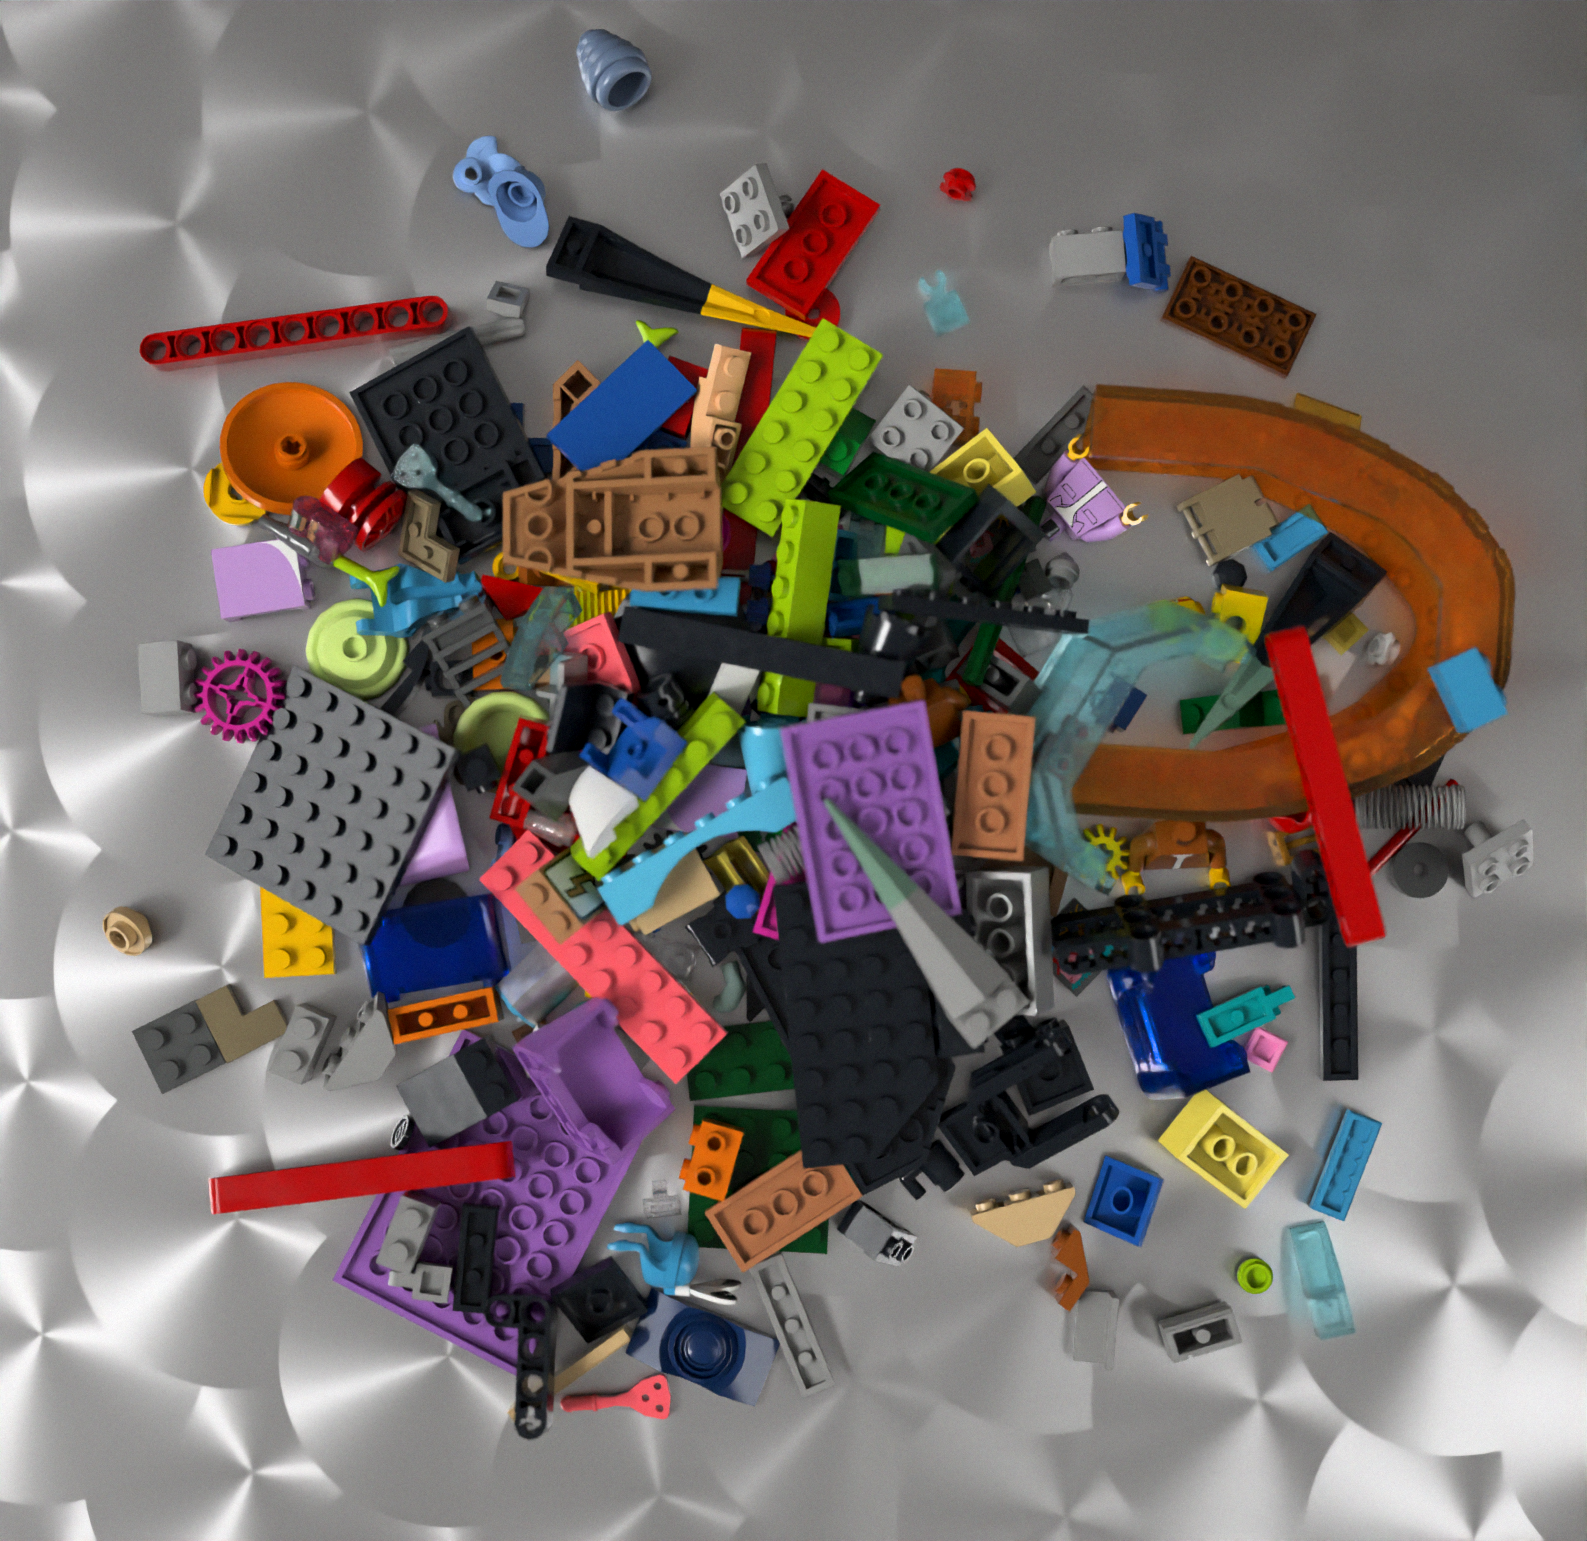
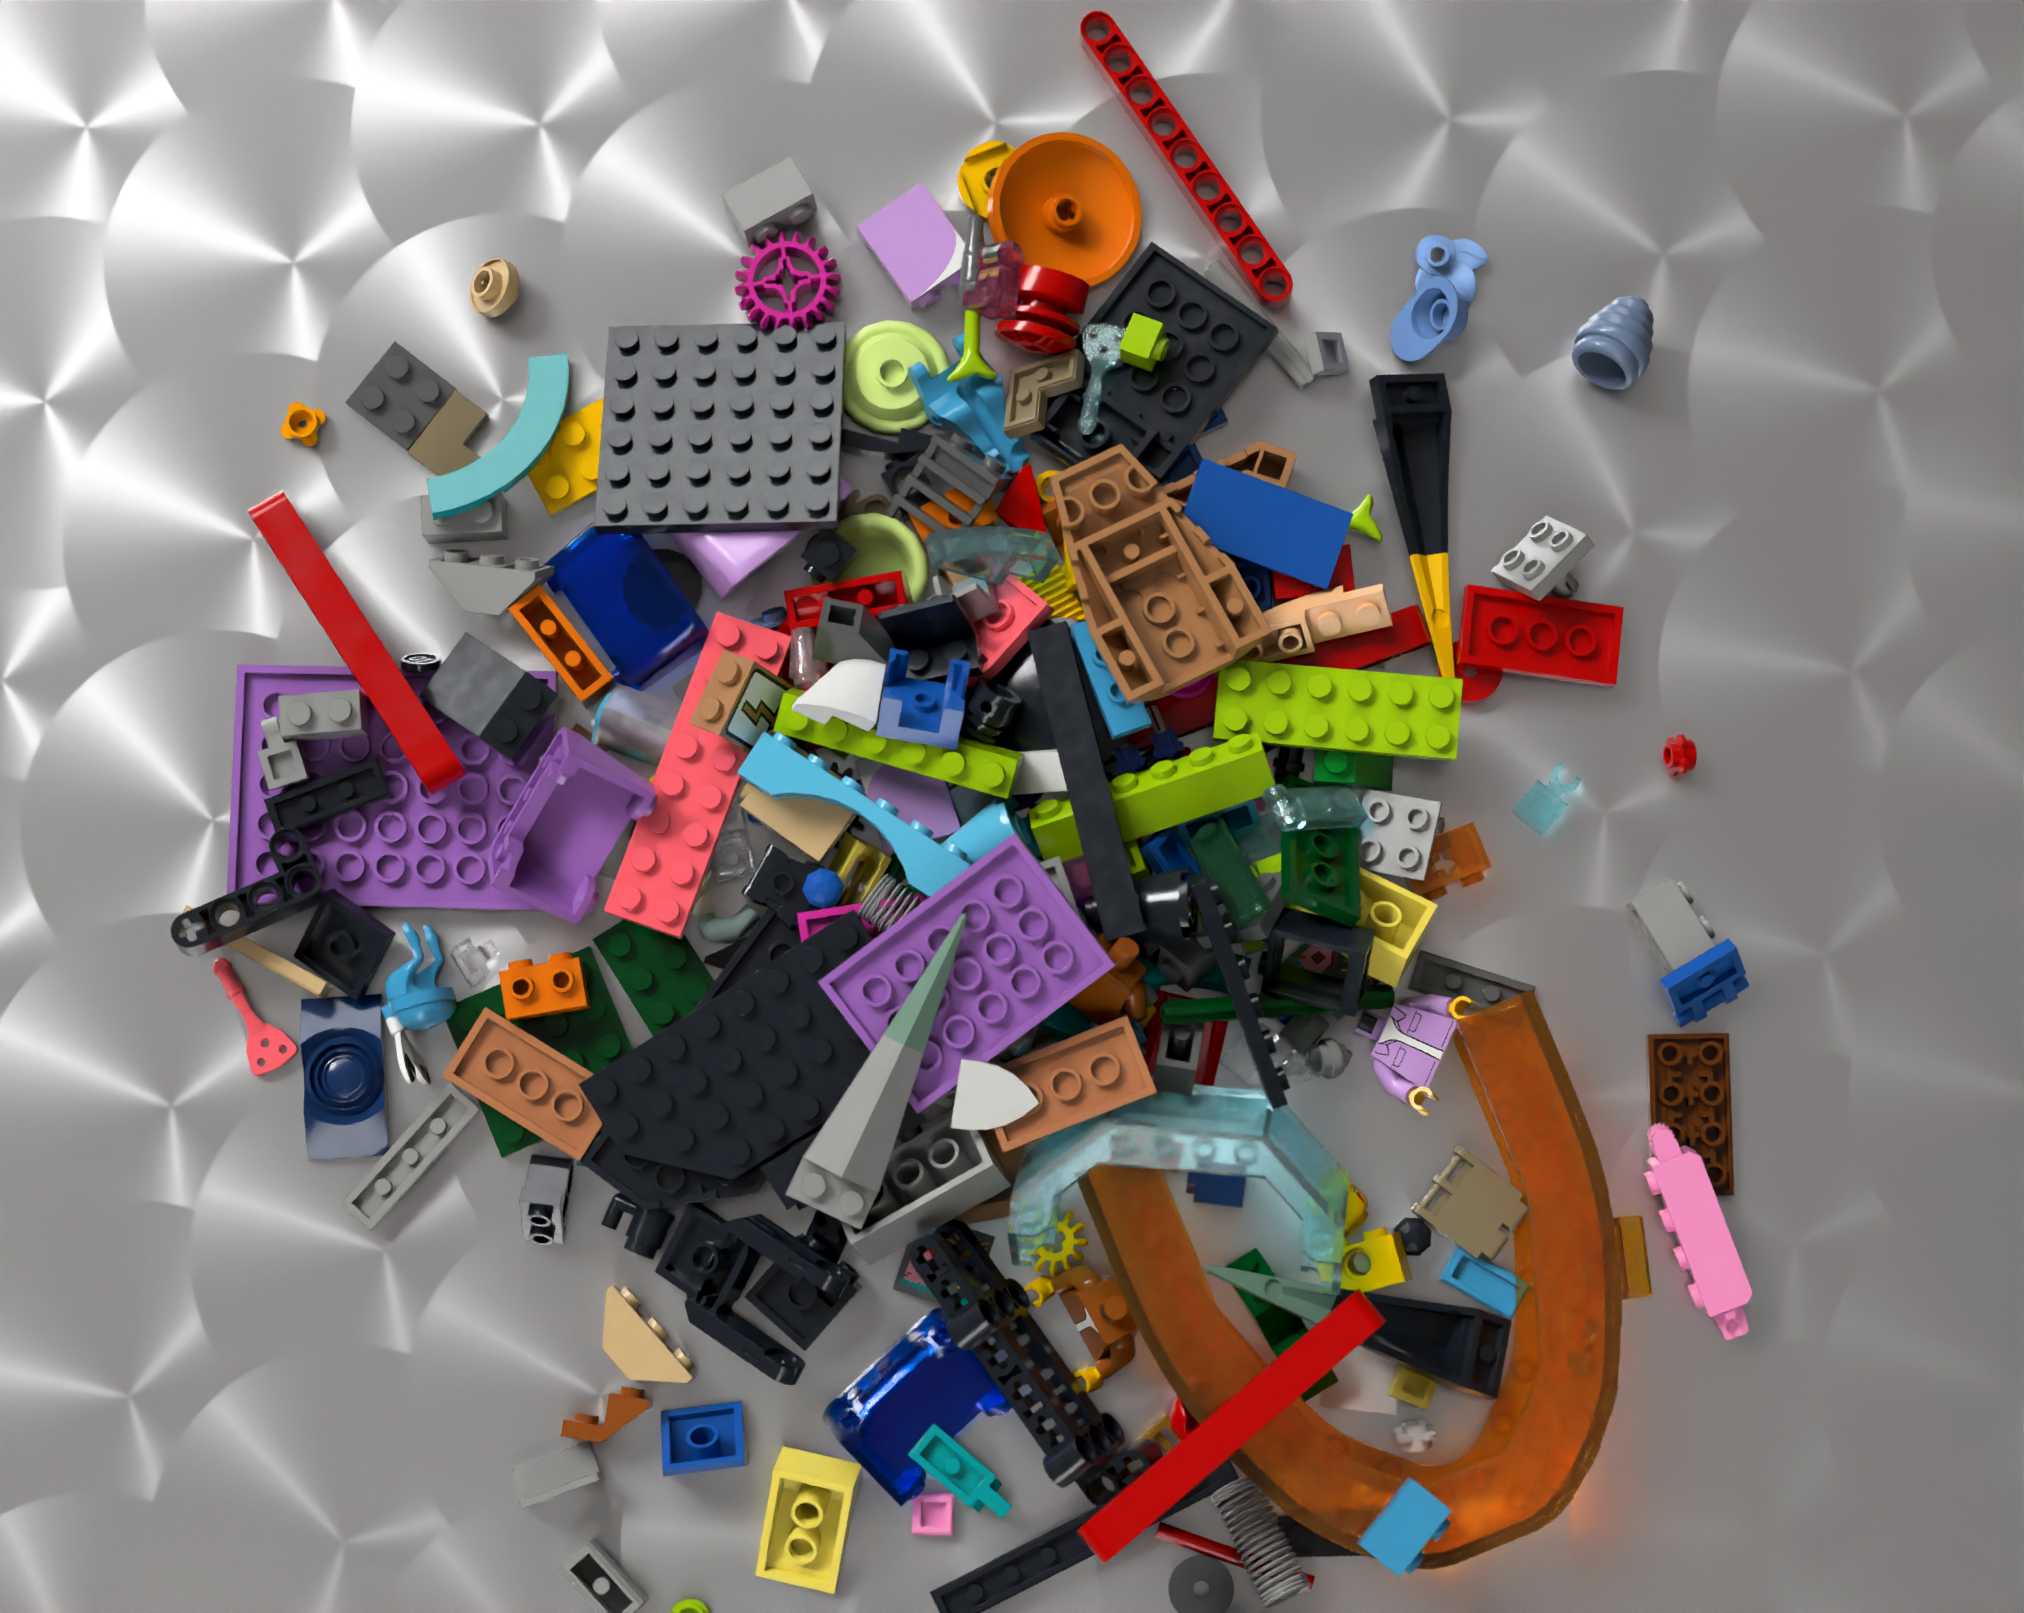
camera: 65 degrees right, 5 degrees down
(152, 1136) = (297, 414): none -> light orange plate
(270, 975) = (517, 451): none -> tile
(429, 436) = (1144, 342): none -> lime plate
(866, 484) = (1314, 807): none -> clear light blue plate
(975, 850) = (989, 1097): none -> white sticker
(1334, 351) = (1700, 1231): none -> bright pink hinge

